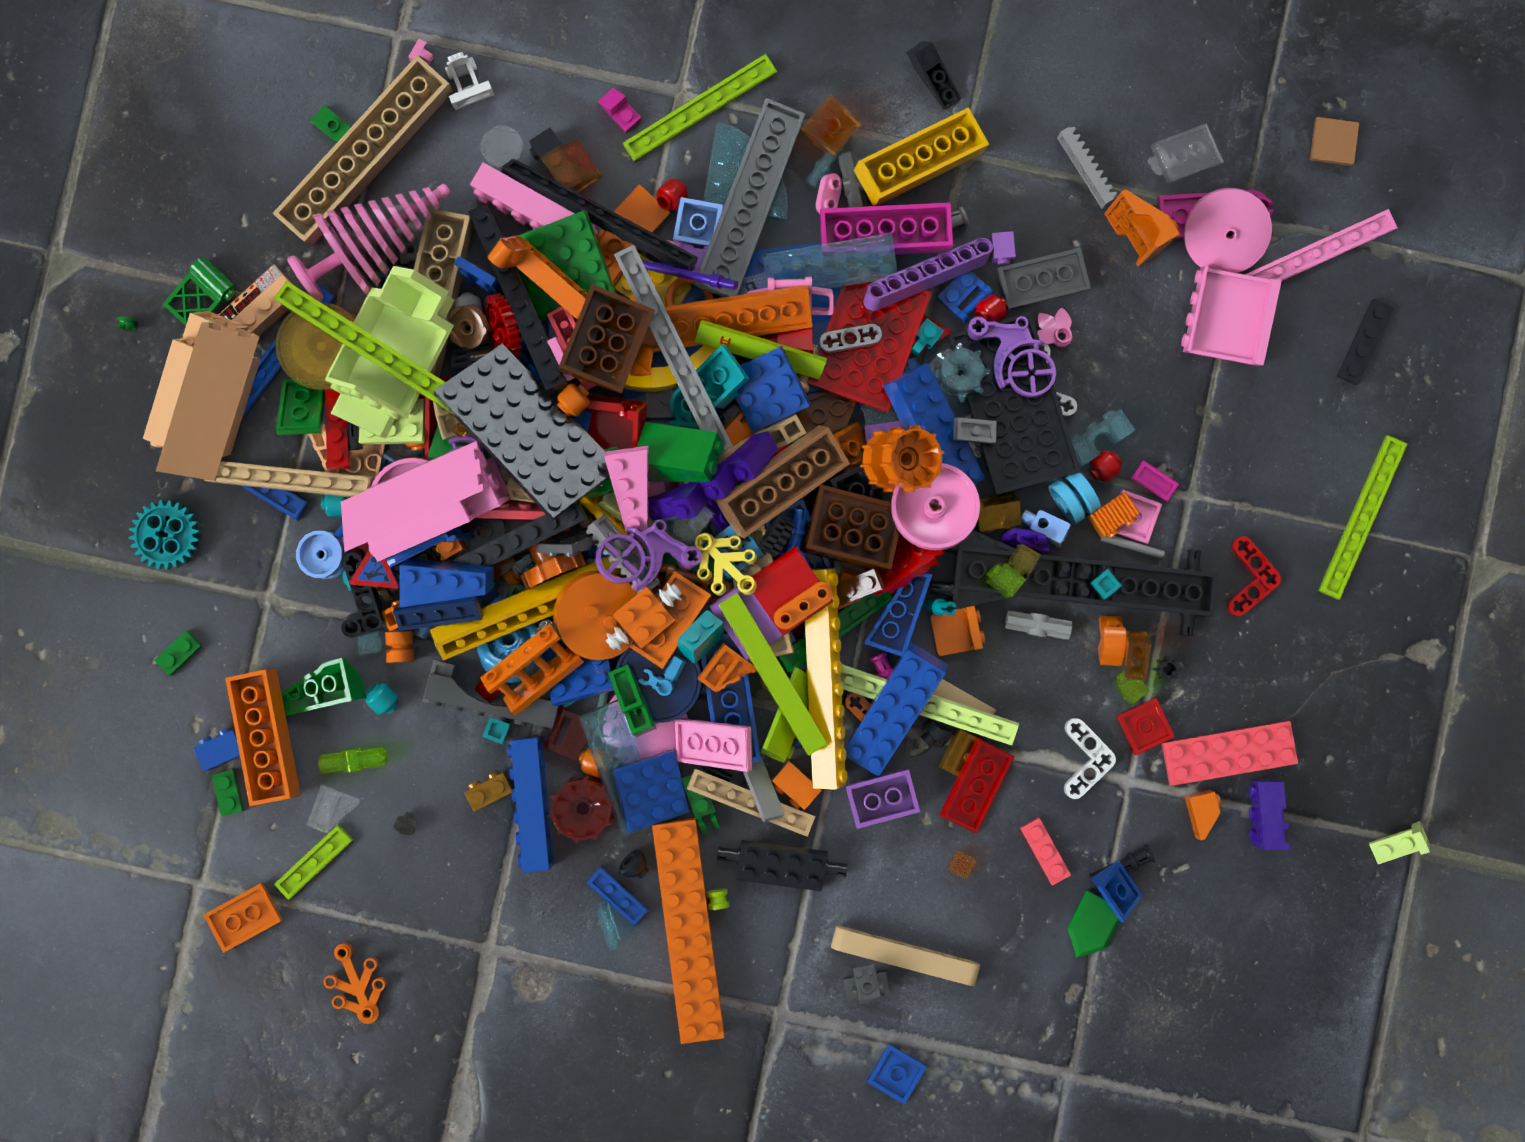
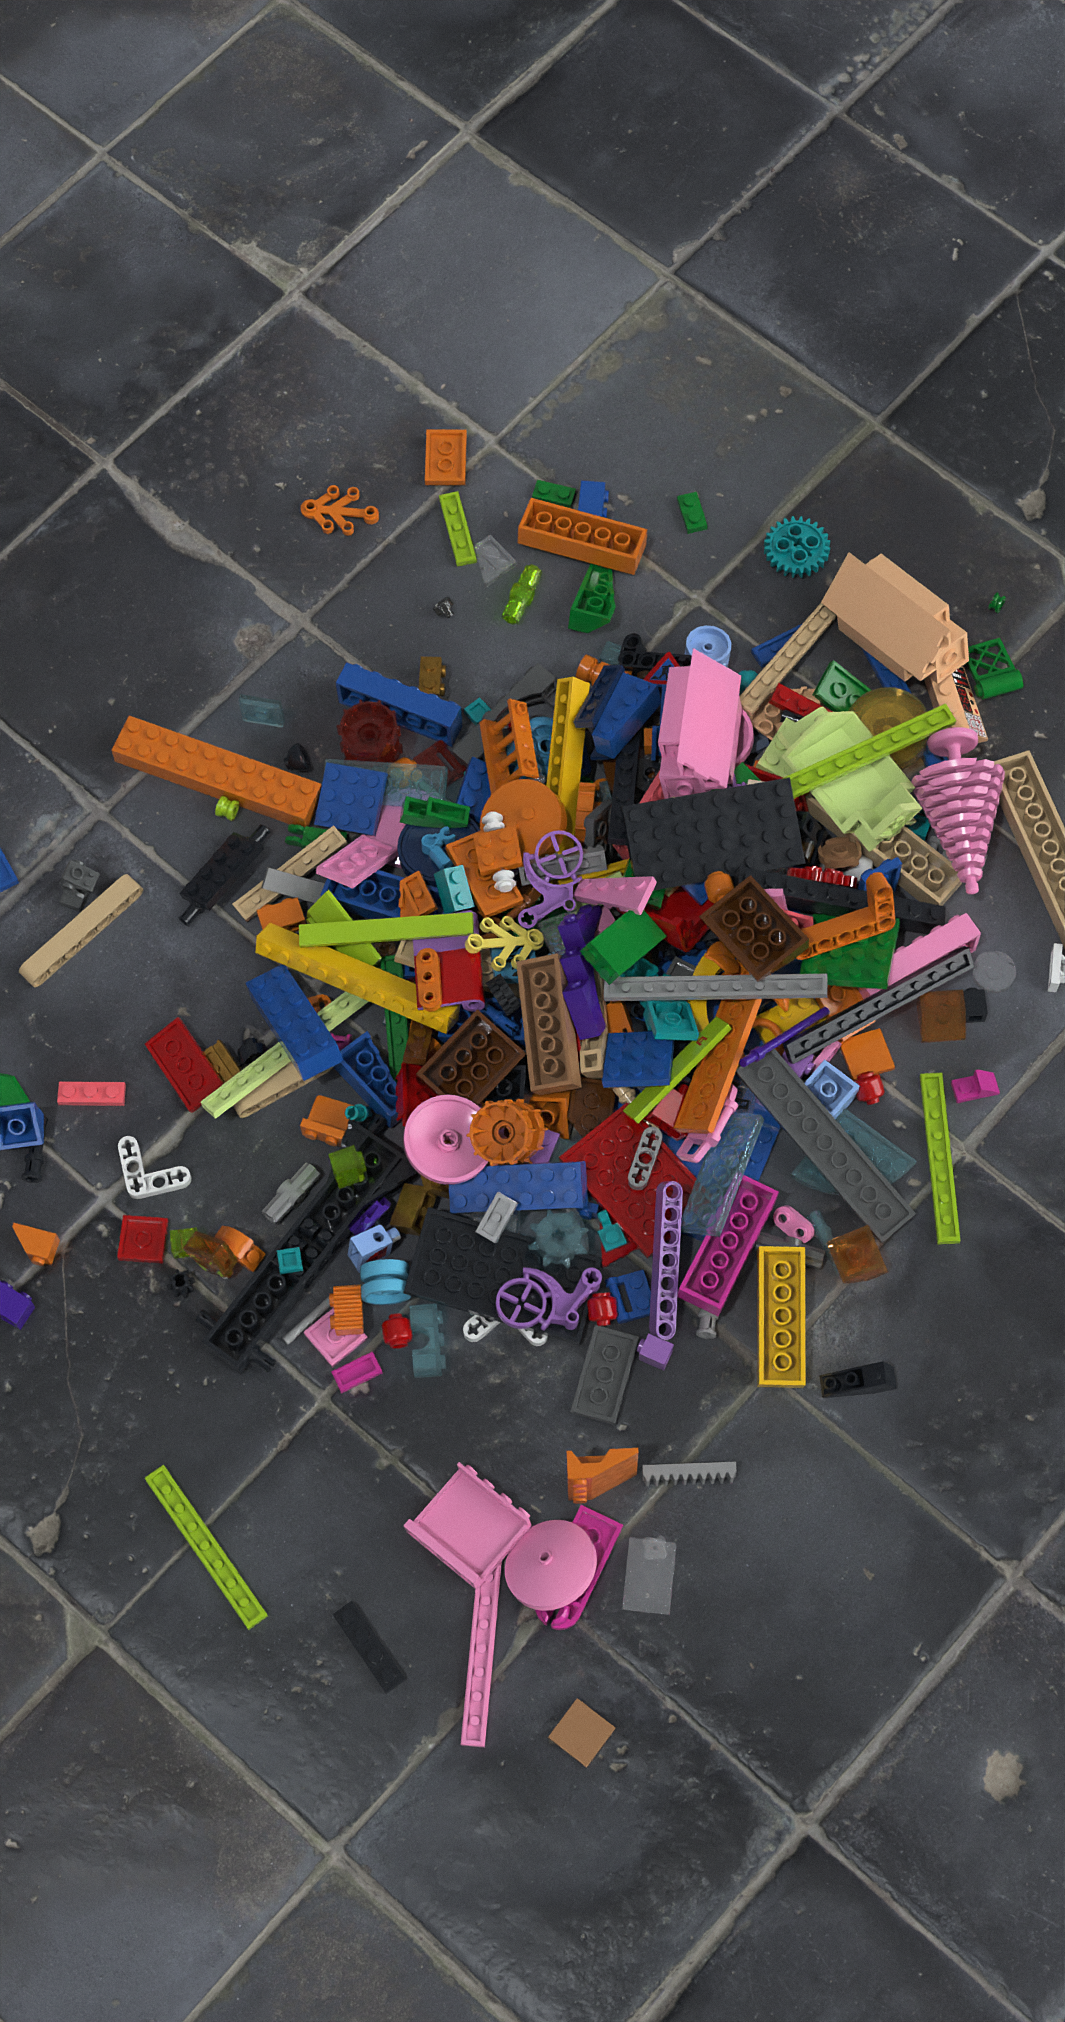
camera: 125 degrees right, 20 degrees down
(381, 698) = (559, 638): teal head -> none
(617, 896) = (281, 736): blue tile -> none
(882, 798) = (224, 978): medium lavender brick -> none
(961, 864) = (126, 1017): clear orange plate -> none
(1024, 559) = (355, 1196): clear yellow brick -> none
(1052, 326) = (555, 1358): bright pink plate -> none
(1229, 753) = (71, 1300): coral plate -> none
(1259, 580) = (206, 1413): red beam -> none

